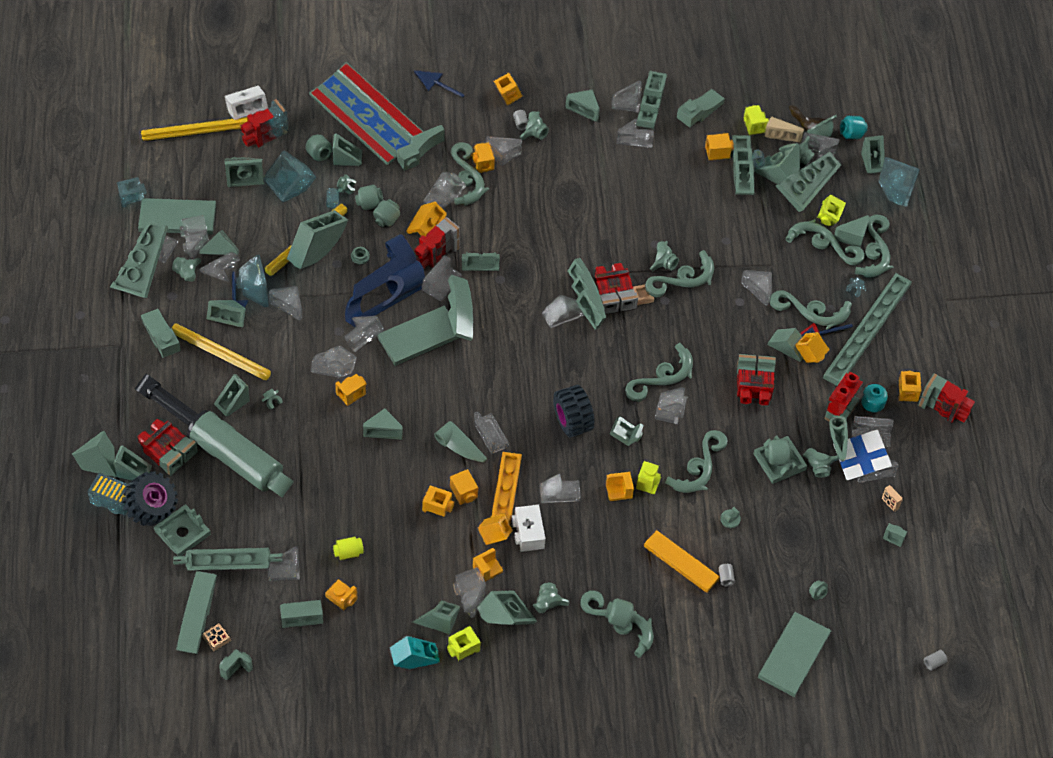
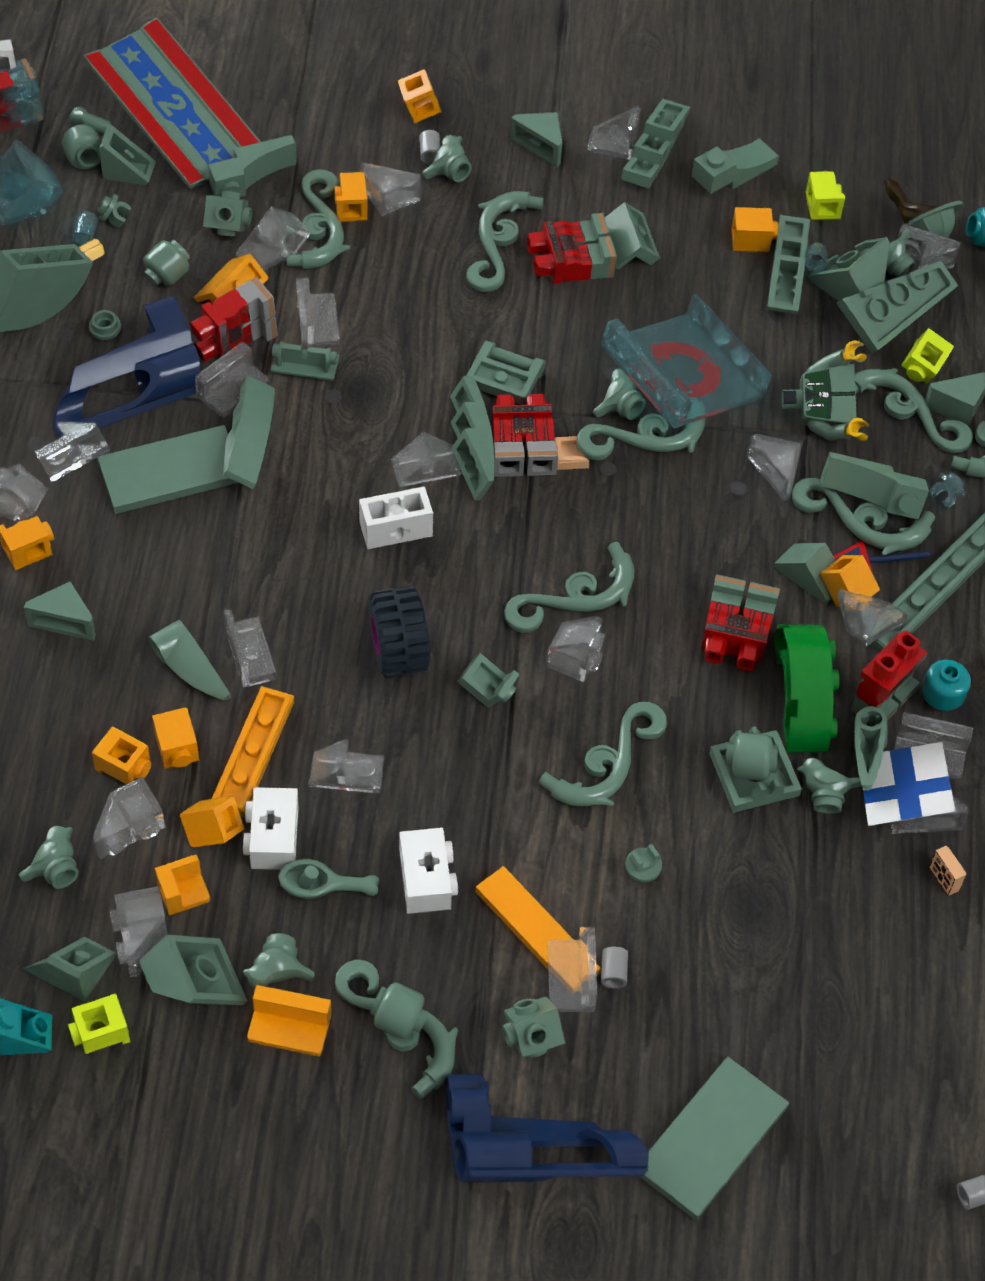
camera: 10 degrees right, 0 degrees up
(312, 130) = (80, 116): none -> sand green arm
(369, 197) = (143, 233): sand green head -> none
(409, 182) = (216, 213): none -> sand green brick
(415, 562) = (54, 860): none -> sand green animal
(432, 78) = (298, 67): dark blue piece -> none
(450, 532) = (127, 817): none -> clear slope
(479, 233) = (316, 316): none -> clear panel
(555, 346) = (396, 517): none -> white brick
(557, 552) = (314, 879): none -> sand green piece
(562, 627) = (289, 1020): none -> light orange panel
(569, 172) = (506, 236): none -> sand green plant
(595, 256) = (504, 379): none -> sand green plate
(616, 538) = (425, 889): none -> white brick
(619, 173) = (573, 250): none -> hips
(619, 486) = (454, 777): light orange panel -> none
(636, 137) = (608, 193): clear slope -> none
(647, 160) = (631, 235): none -> sand green panel
(648, 478) = (509, 769): neon yellow brick -> none
(690, 675) = (501, 1147): none -> dark blue panel
(691, 611) = (533, 1027): none -> sand green brick
(698, 233) = (688, 364): none -> clear light blue panel
(706, 580) = (573, 972): none -> clear panel
(781, 242) = (829, 396): none -> torso
(784, 131) = (859, 215): tan slope -> none
(801, 408) = (808, 686): none -> green brick
(816, 289) = (875, 483): none -> sand green slope
(818, 590) = (780, 1021): sand green plate -> none
(826, 366) = (868, 616): none -> clear slope
(895, 534) = (941, 938): sand green plate -> none

